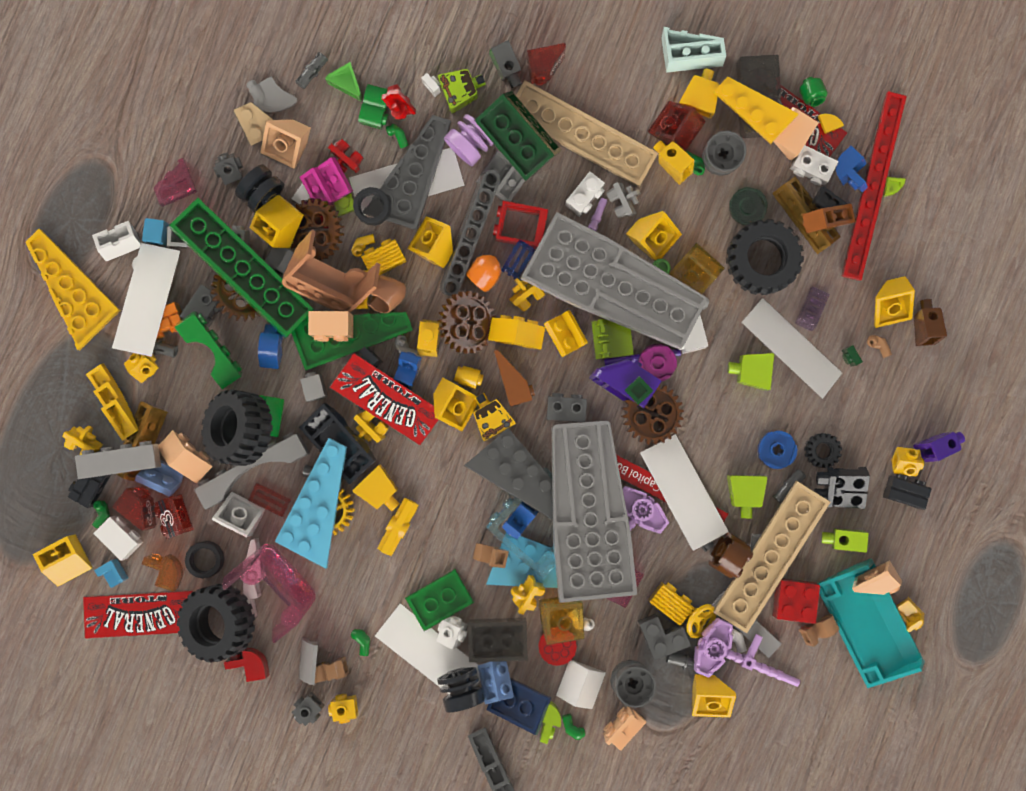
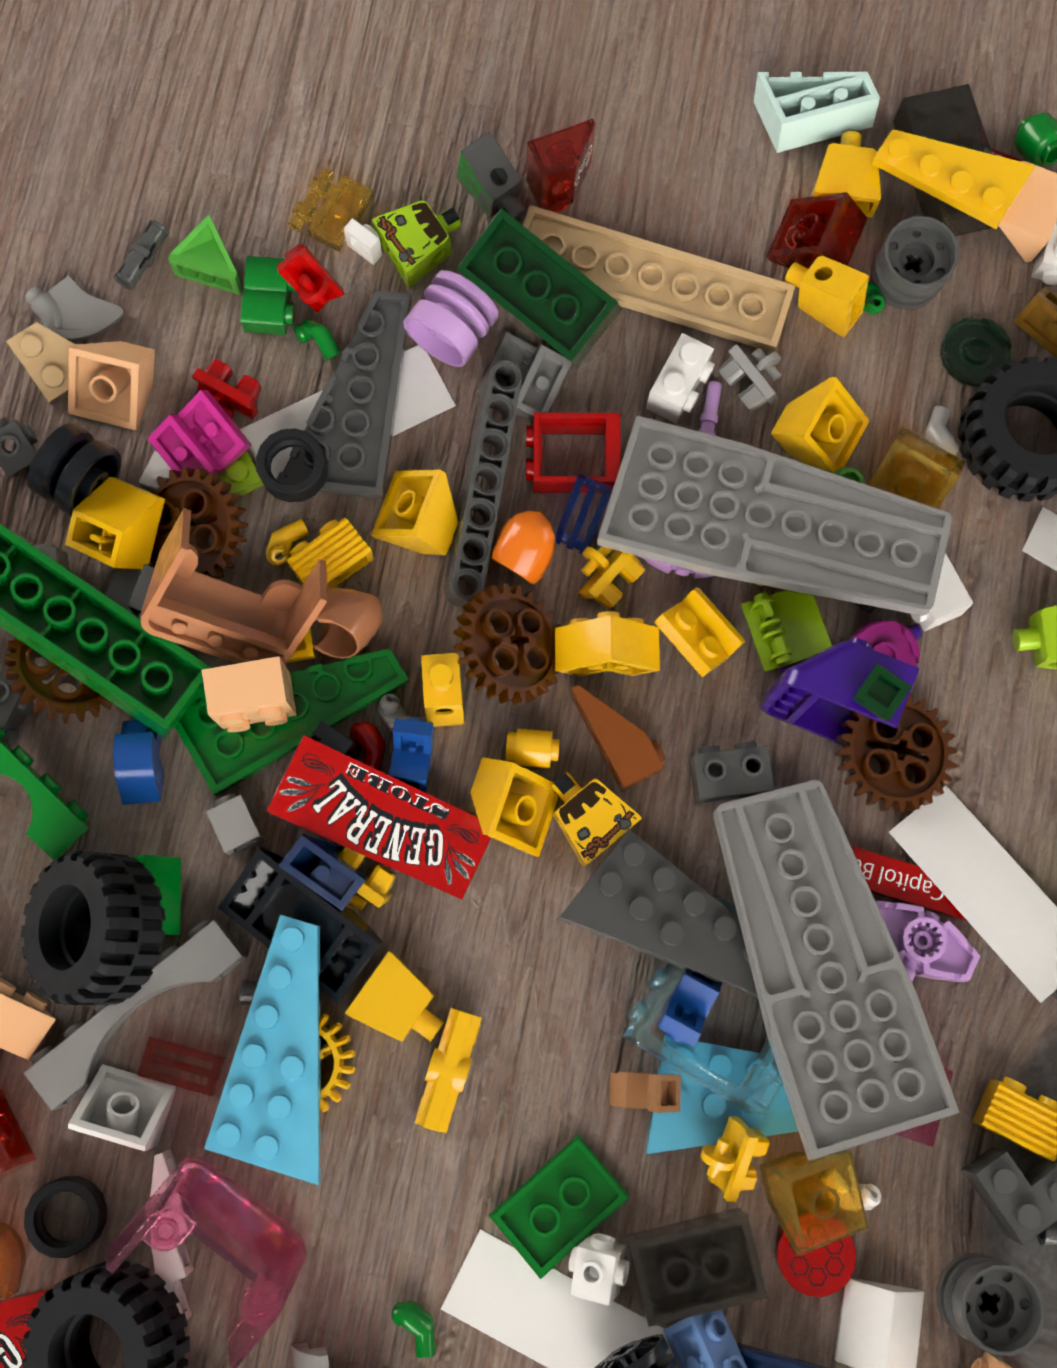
camera: 20 degrees left, 10 degrees down
(350, 418) = (322, 870): none -> dark blue slope
(389, 359) = (371, 741): none -> red arm
(422, 64) = (343, 203): none -> clear yellow plate
(715, 248) = (938, 433): none -> light grey arm

